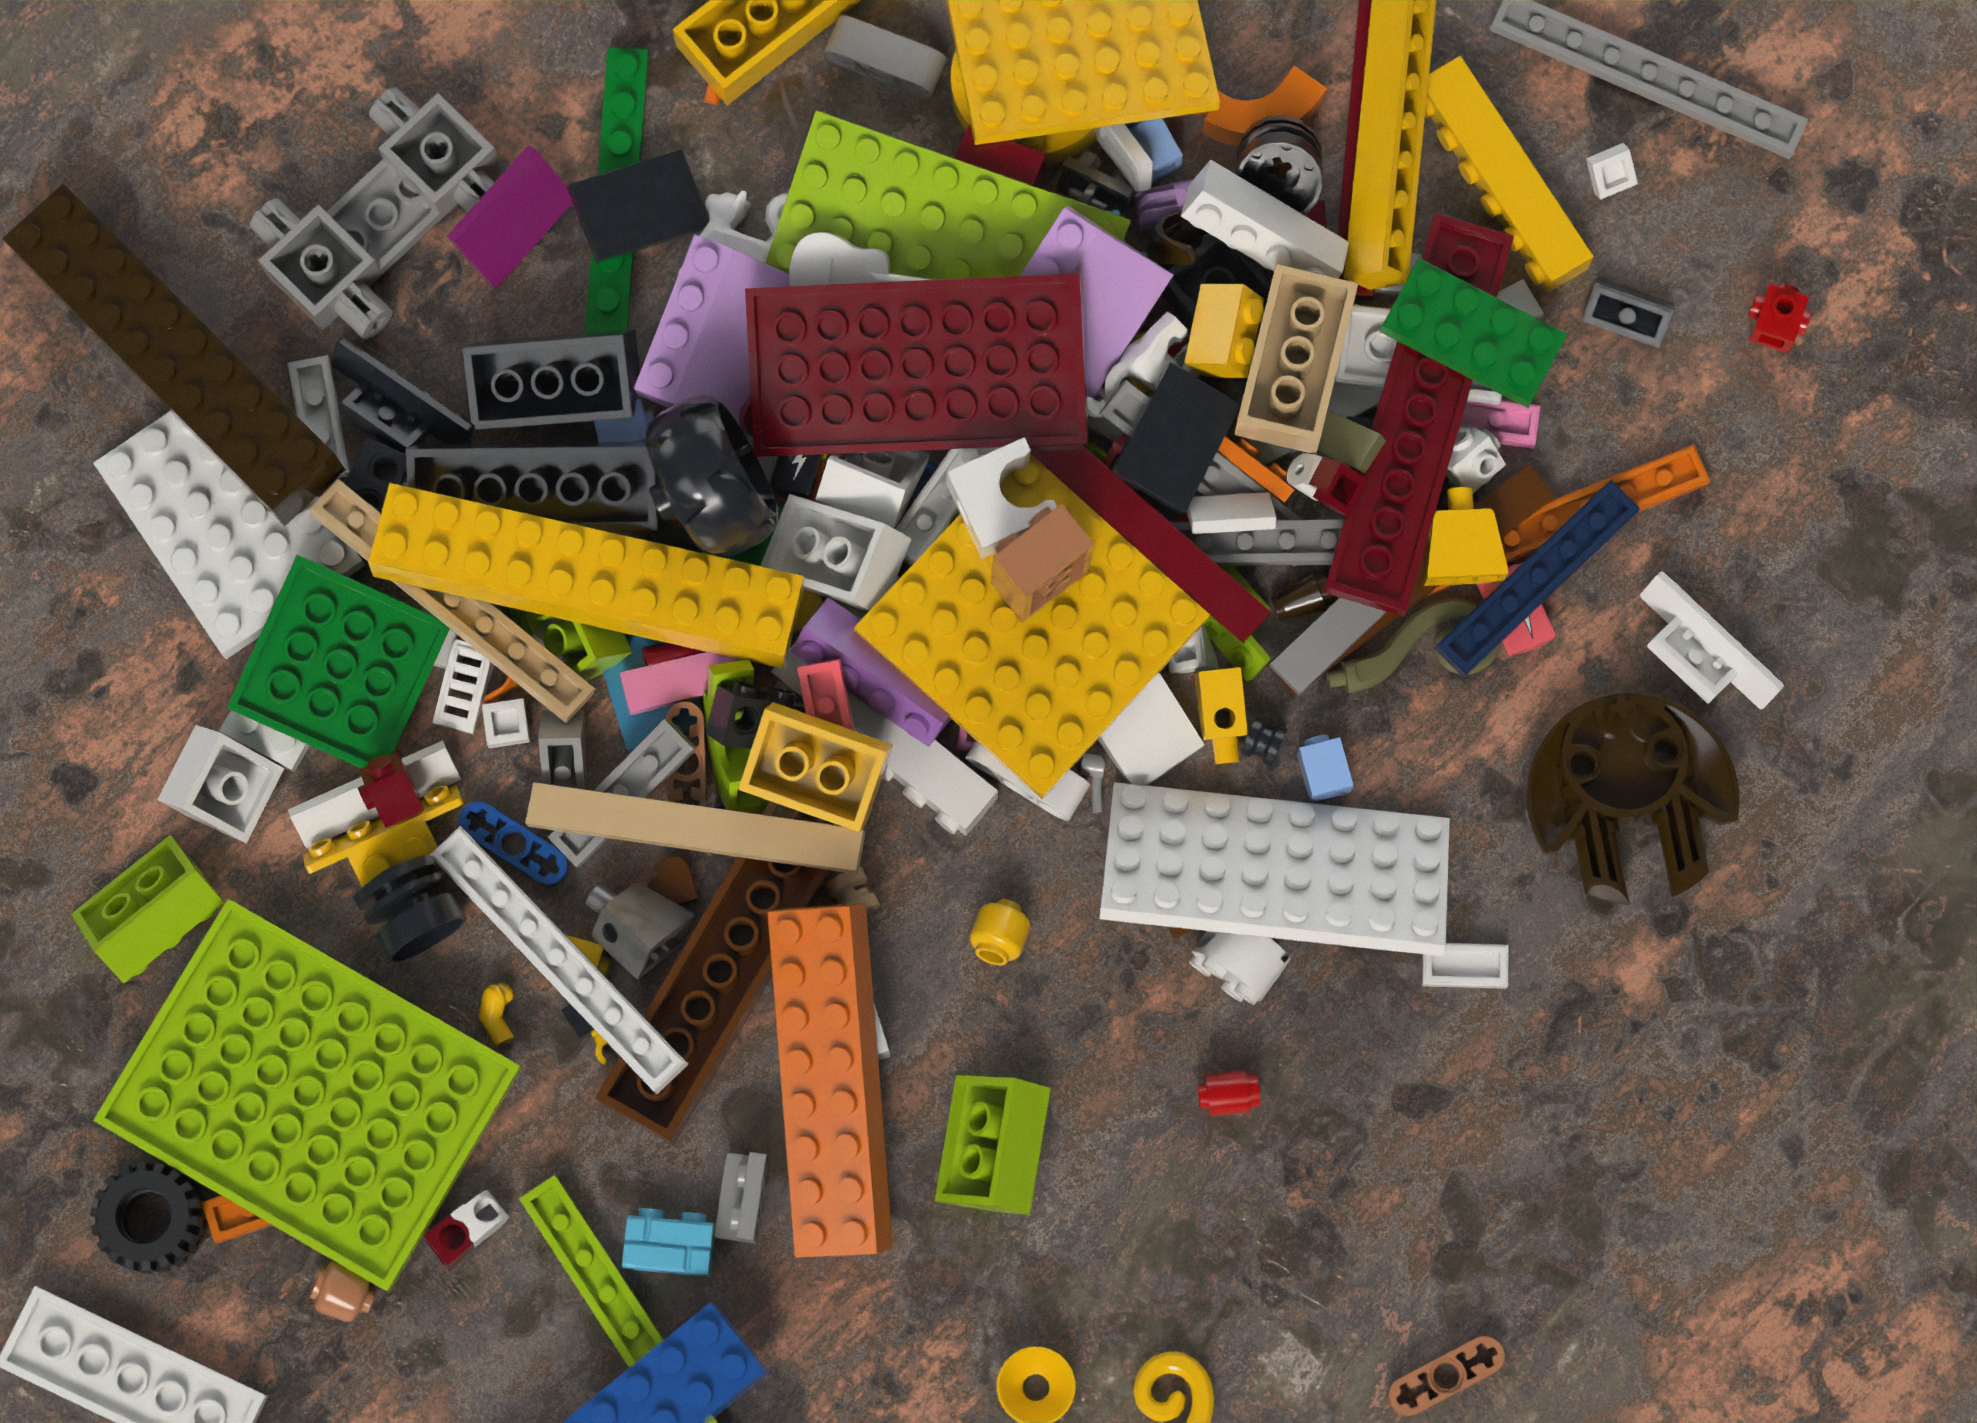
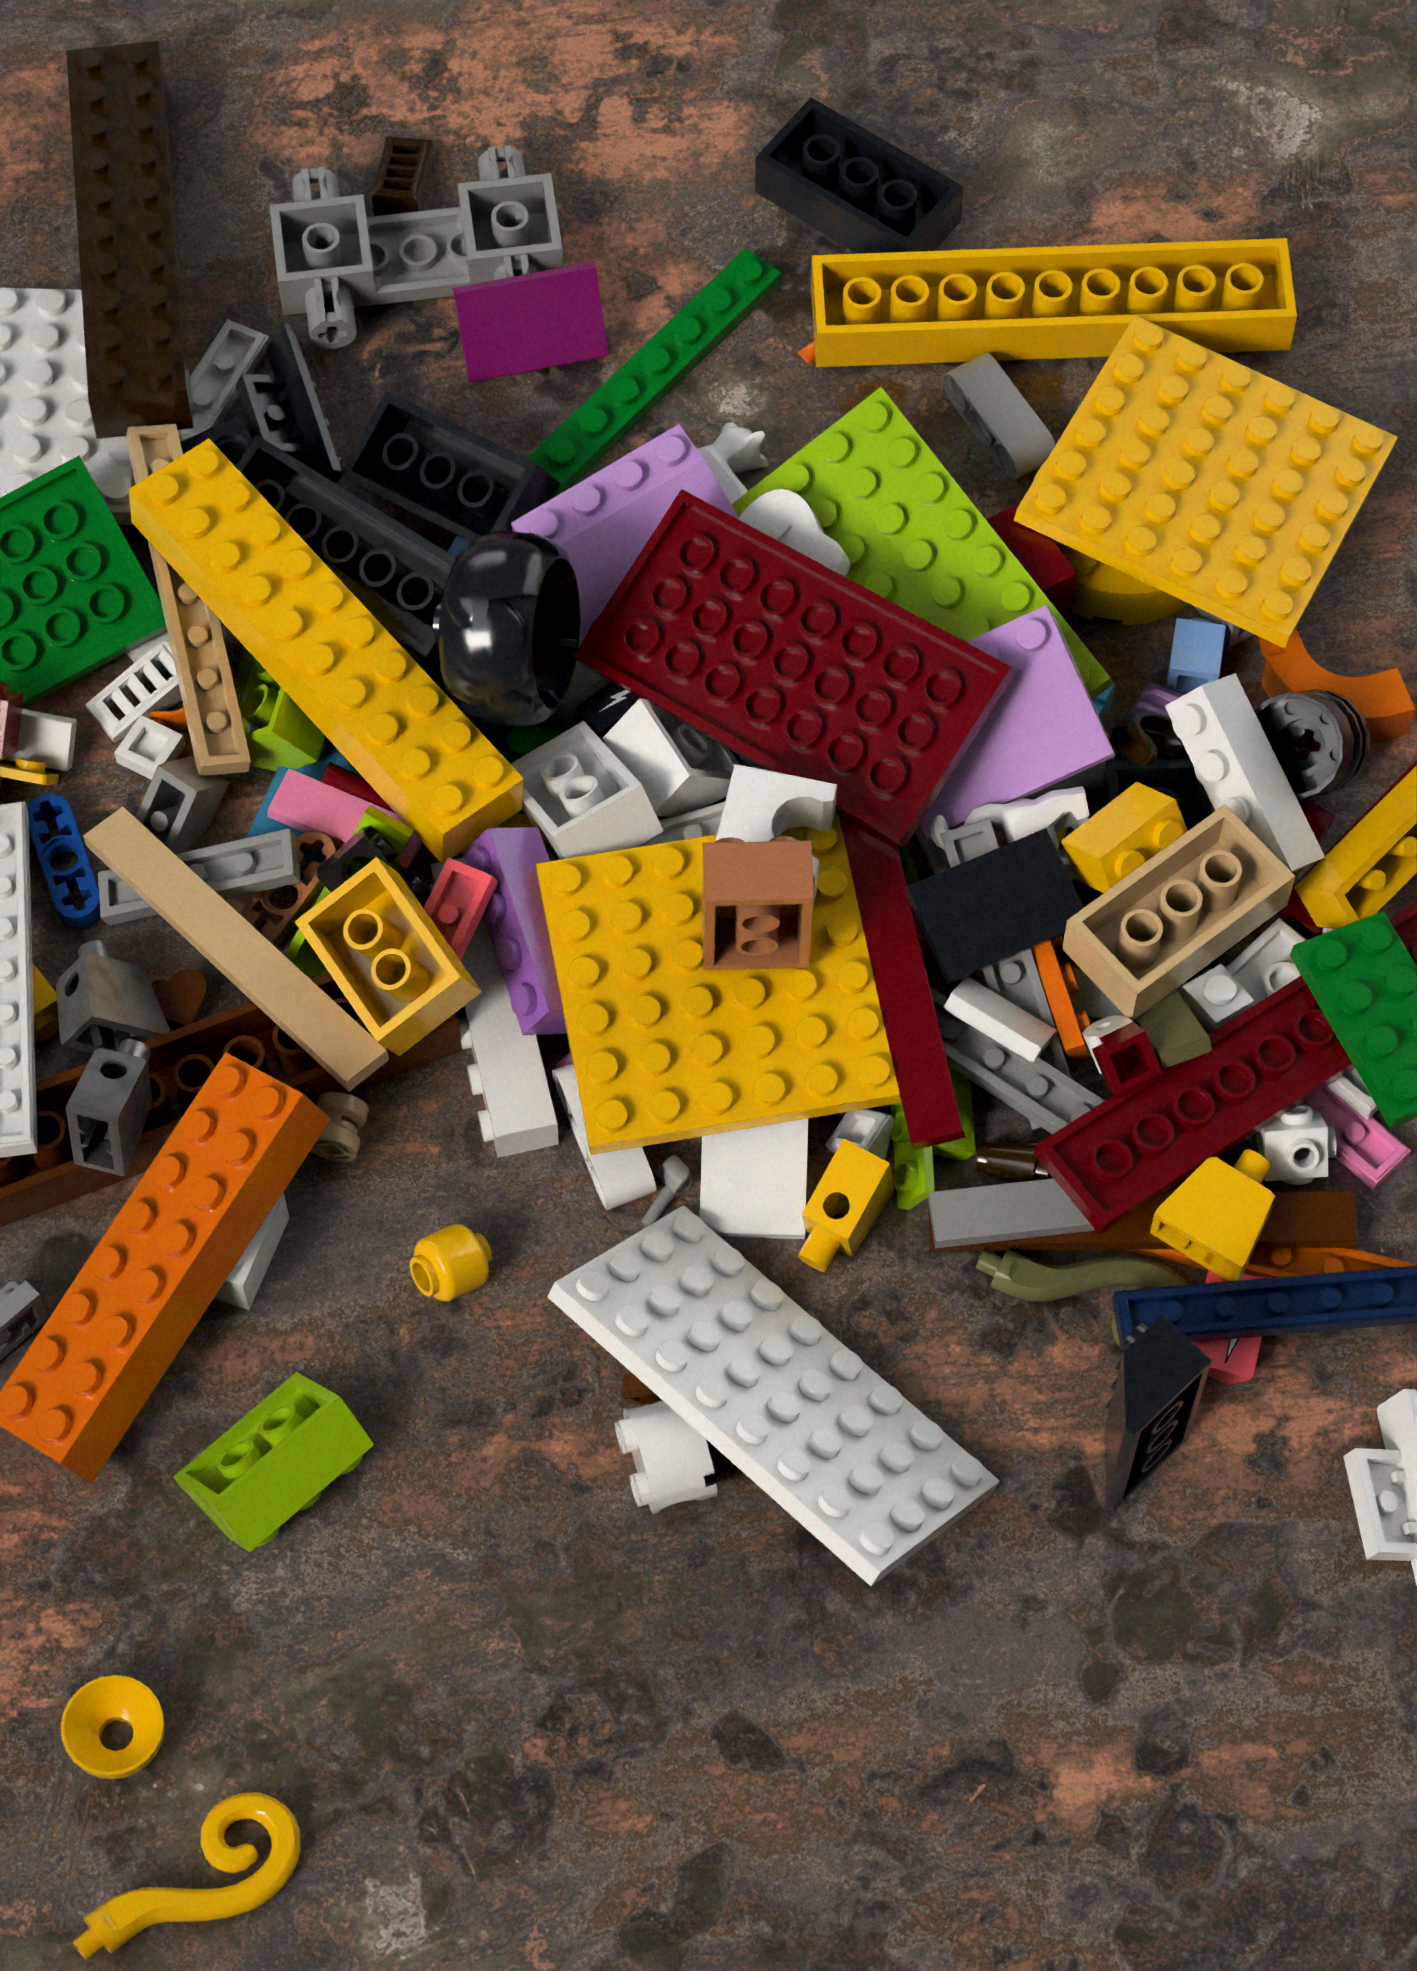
camera: 35 degrees right, 15 degrees down
(332, 185) = (391, 201): none -> dark brown slope
(638, 206) = (655, 387): black tile -> none
(716, 998) = (110, 1107): none -> flat silver torso
(1089, 186) = (1110, 643): flat silver hips -> none
(1127, 155) = (1163, 638): white tile -> none
(1229, 1093) = (550, 1584): red brick -> none
(1263, 741) = (866, 1269): black wheel -> none
(1324, 768) = (906, 1339): light blue brick -> none
(1352, 394) = (1216, 998): none -> white plate
(1467, 966) = (901, 1640): white tile -> none
(1521, 714) = (1150, 1405): none -> black slope
(1628, 785) = (1216, 1580): dark brown piece -> none

